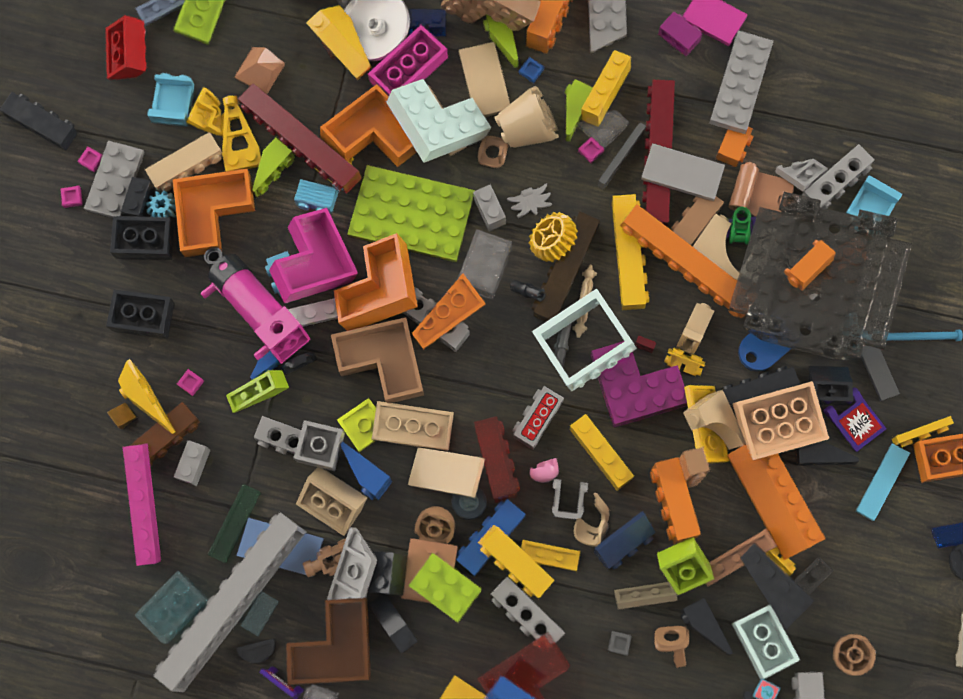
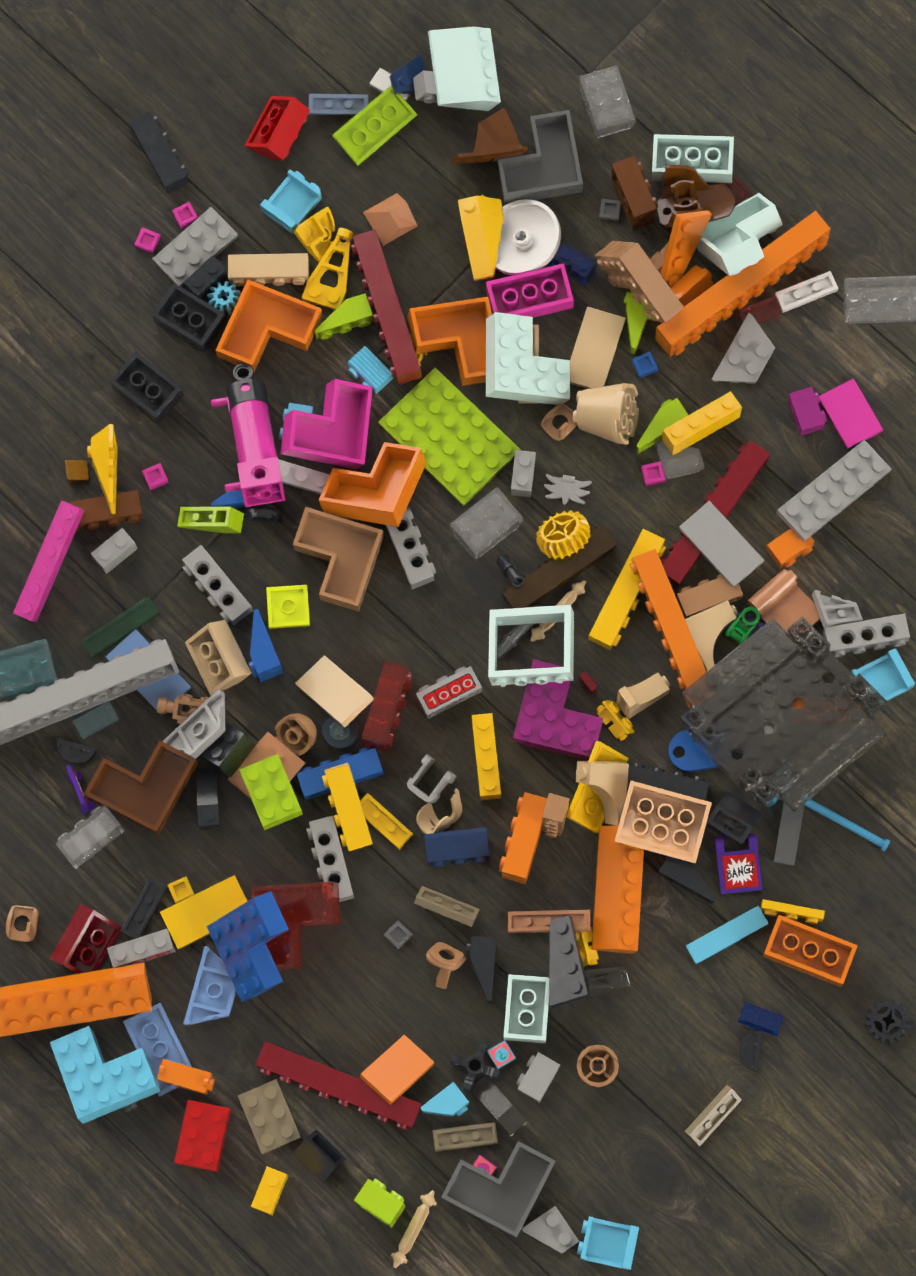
camera: 30 degrees right, 0 degrees up
(319, 445) = (235, 601): light grey brick -> none
(412, 426) = (330, 633): tan tile -> none
(451, 310) = (426, 548): orange wing -> none
(545, 471) = (425, 743): bright pink hair -> none
(621, 156) = (676, 496): dark grey tile -> none
(685, 566) = (496, 899): lime brick -> none
(810, 265) = (779, 698): orange brick -> none

